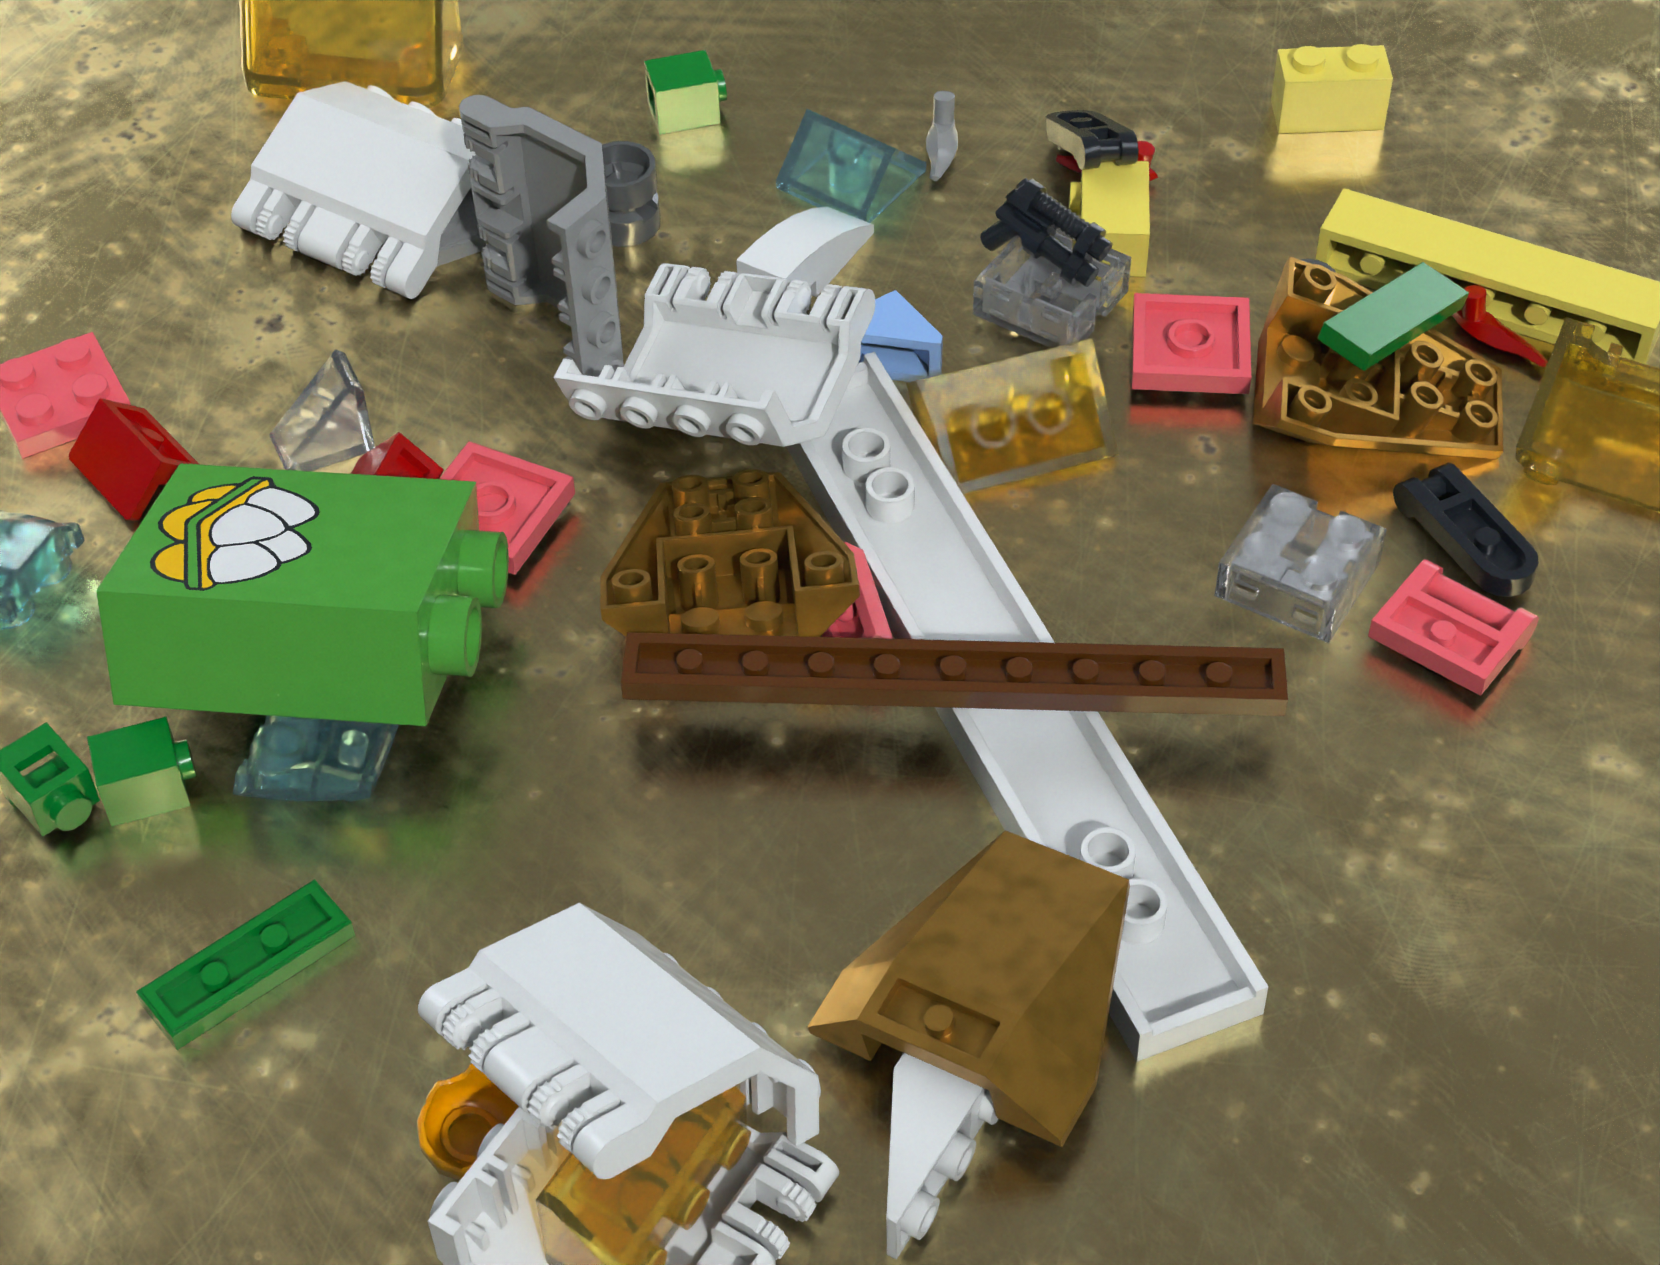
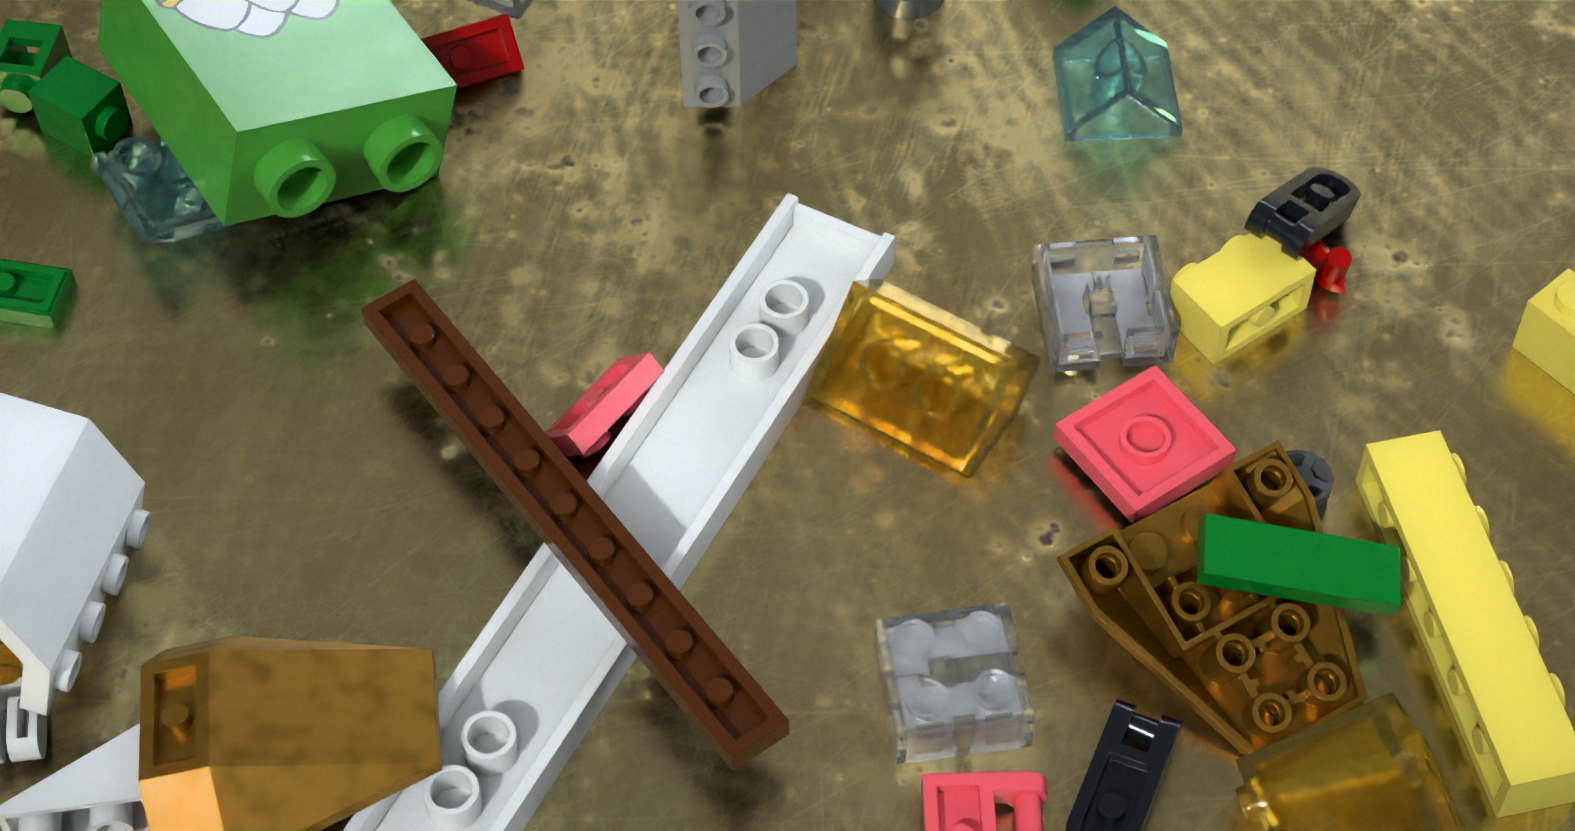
camera: 50 degrees right, 5 degrees up
(513, 496) = (510, 122): coral plate -> none
(729, 562) = (565, 295): pearl gold wedge -> none
(734, 363) = (768, 162): white hinge -> none
(807, 247) = (971, 119): white slope -> none
(903, 340) = (926, 232): light blue slope -> none
(942, 135) = (1223, 120): light grey bar -> none
(1035, 218) = (1132, 256): black piece -> none
(1490, 330) = (1412, 660): red bar -> none

